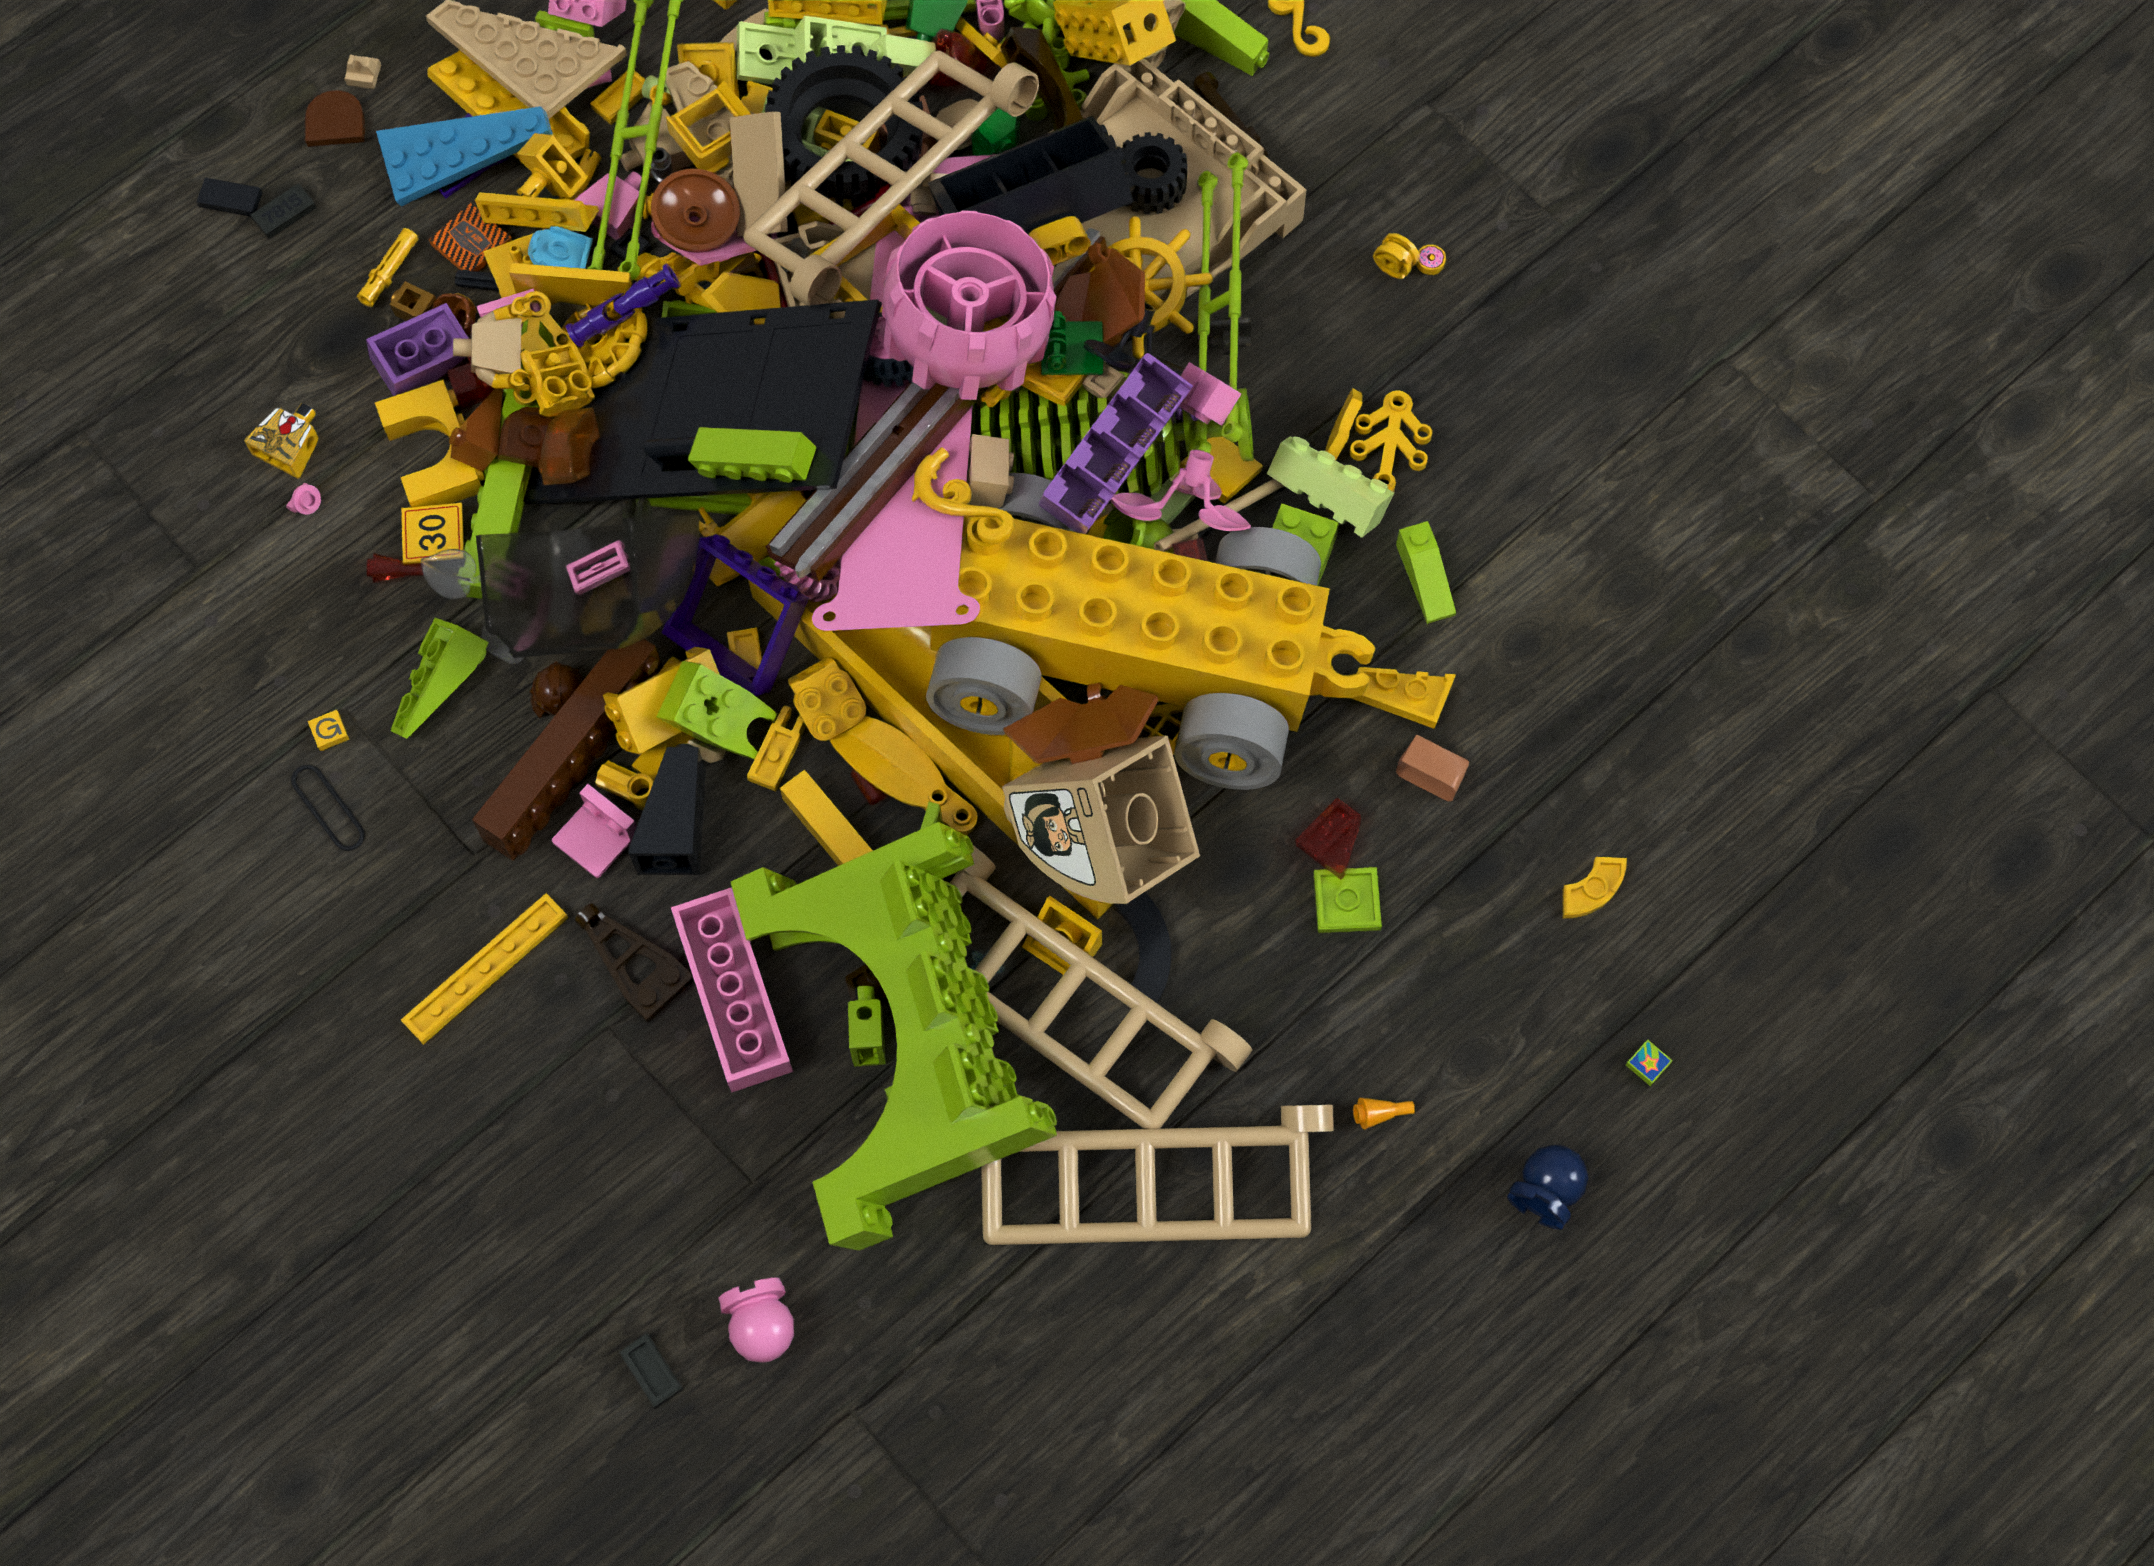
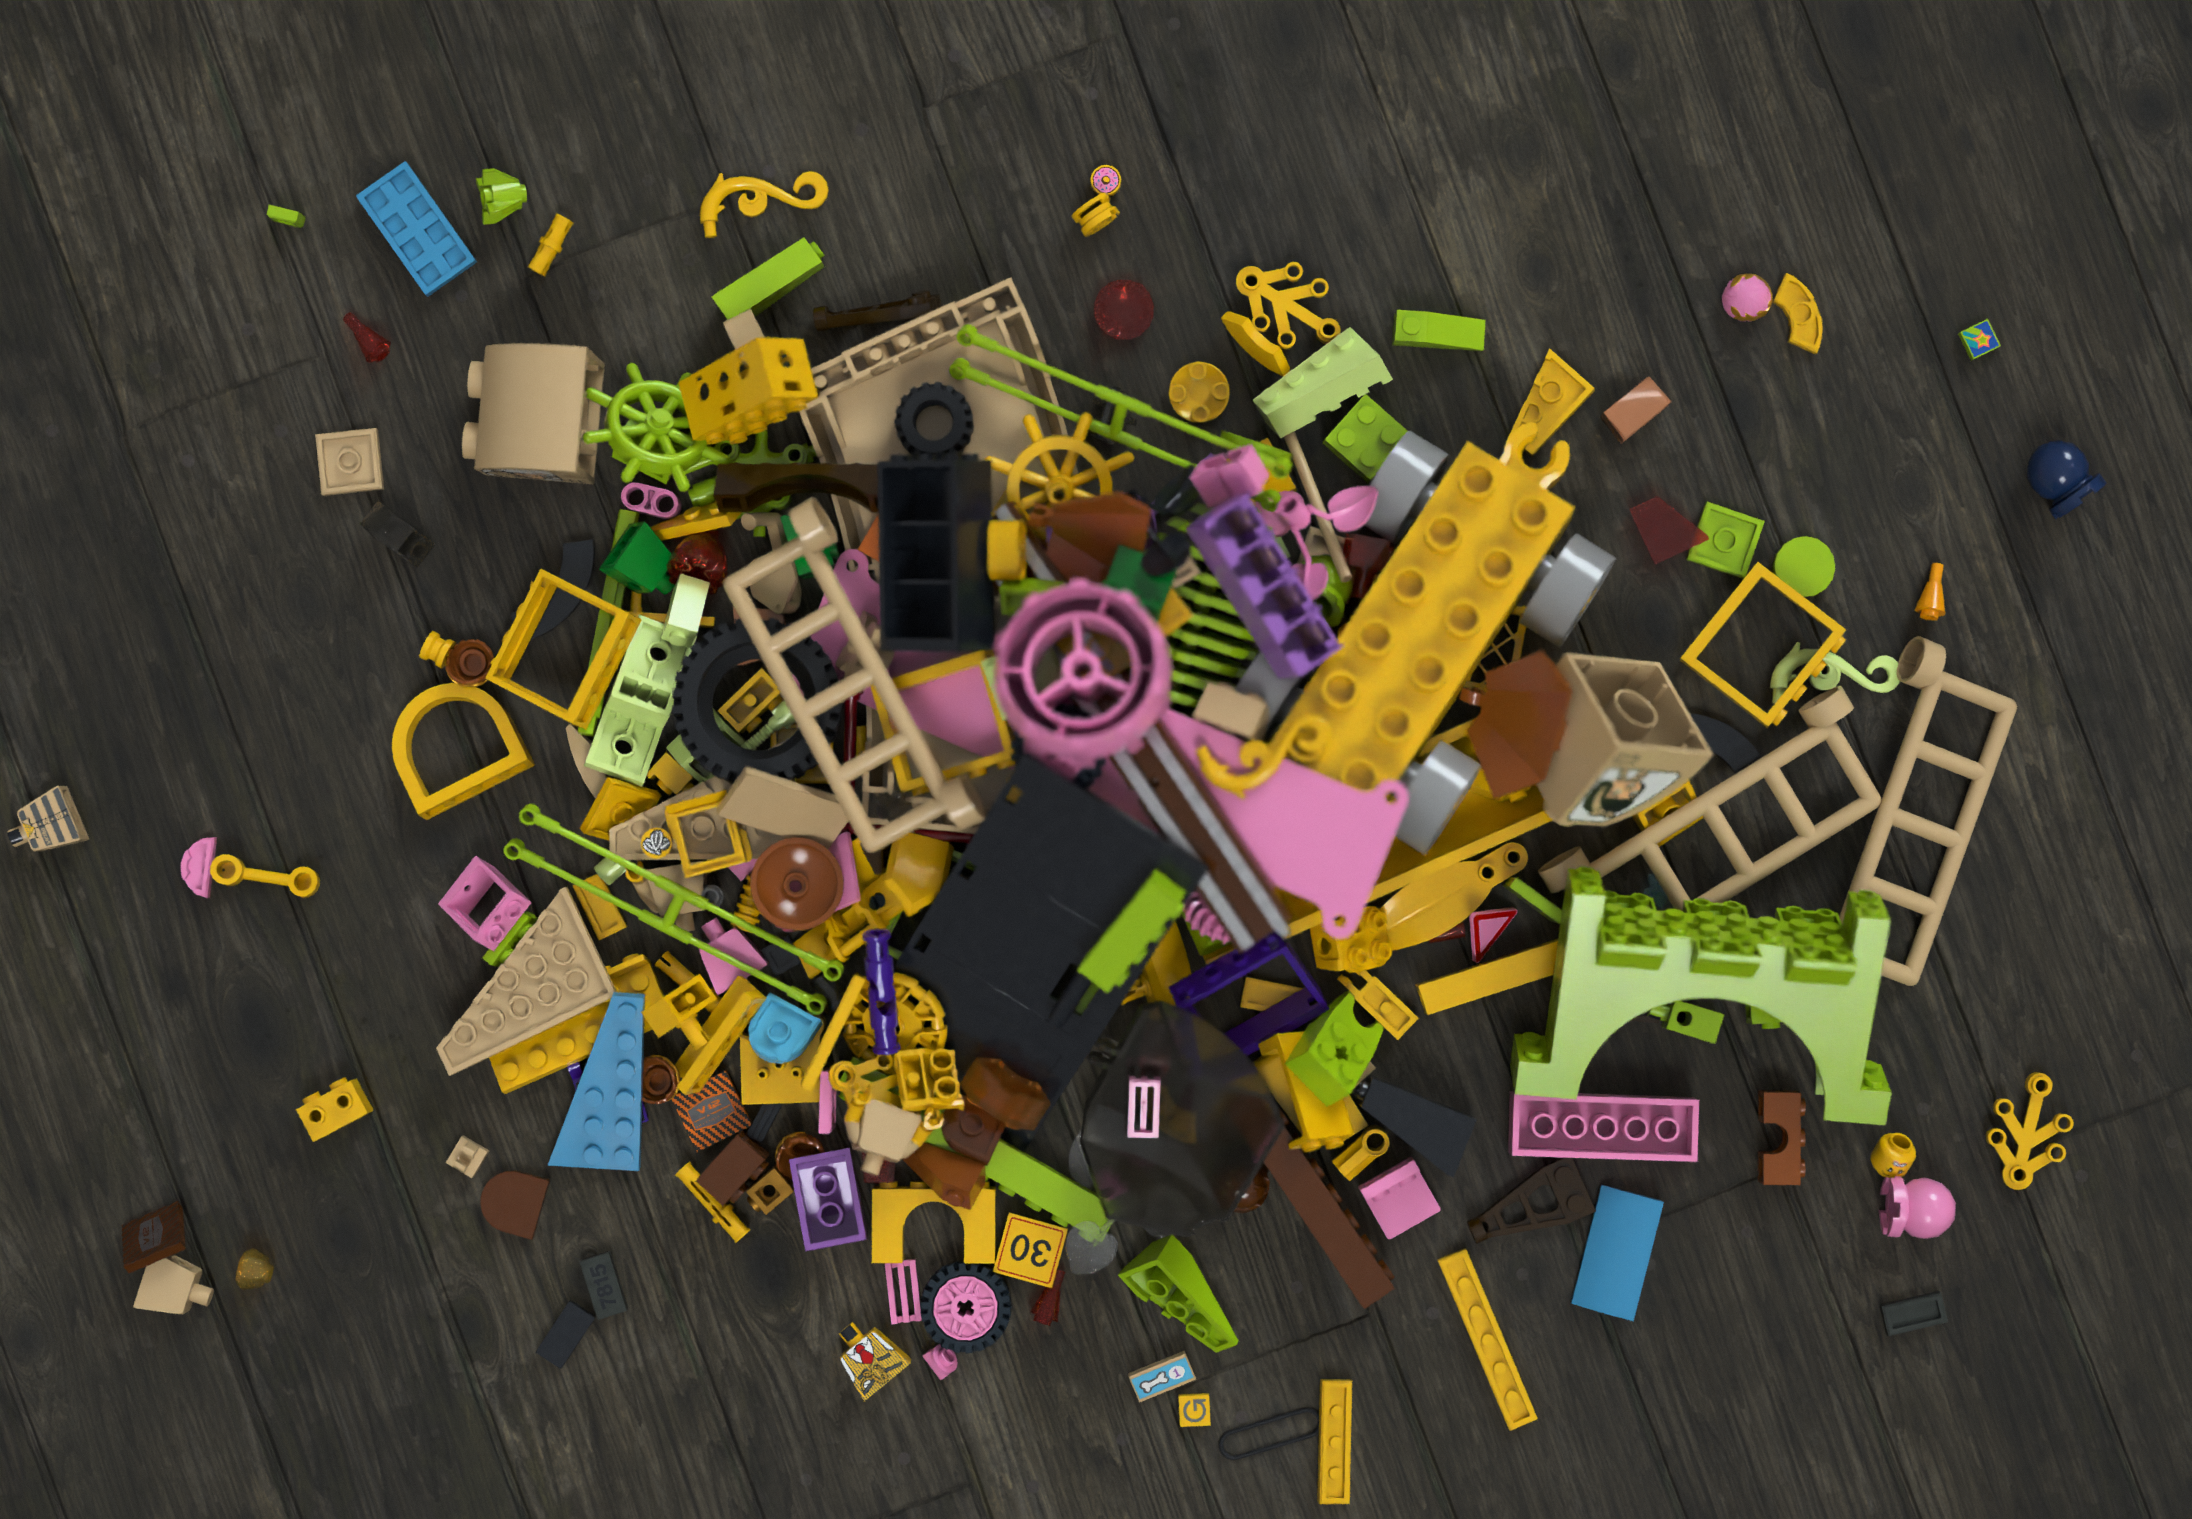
camera: 65 degrees left, 20 degrees up
(337, 864) = (1334, 1441): none -> yellow tile
(351, 690) = (1162, 1376): none -> slope
(357, 443) = (905, 1318): none -> bright pink tile
(370, 517) = (966, 1330): none -> wheel
(422, 261) = (733, 1166): none -> reddish brown brick
(484, 180) = (659, 1079): none -> dark orange hair
(612, 1057) = (1617, 1252): none -> dark azure slope
(687, 94) = (656, 843): none -> tile
(758, 1180) = (1784, 1163): none -> dark orange arch
(804, 1280) = (1893, 1155): none -> yellow head
(874, 1413) = (2026, 1136): none -> yellow plant
(883, 816) = (1486, 928): none -> piece
(1270, 918) = (1796, 688): none -> yellow window
(1271, 1047) = (1783, 672): none -> yellowish green plant
(1278, 397) = (1199, 392): none -> yellow dish
(1323, 312) = (1123, 309): none -> clear red dish
(1354, 981) = (1805, 565): none -> lime tile
(1586, 832) = (1747, 297): none -> bright pink hair

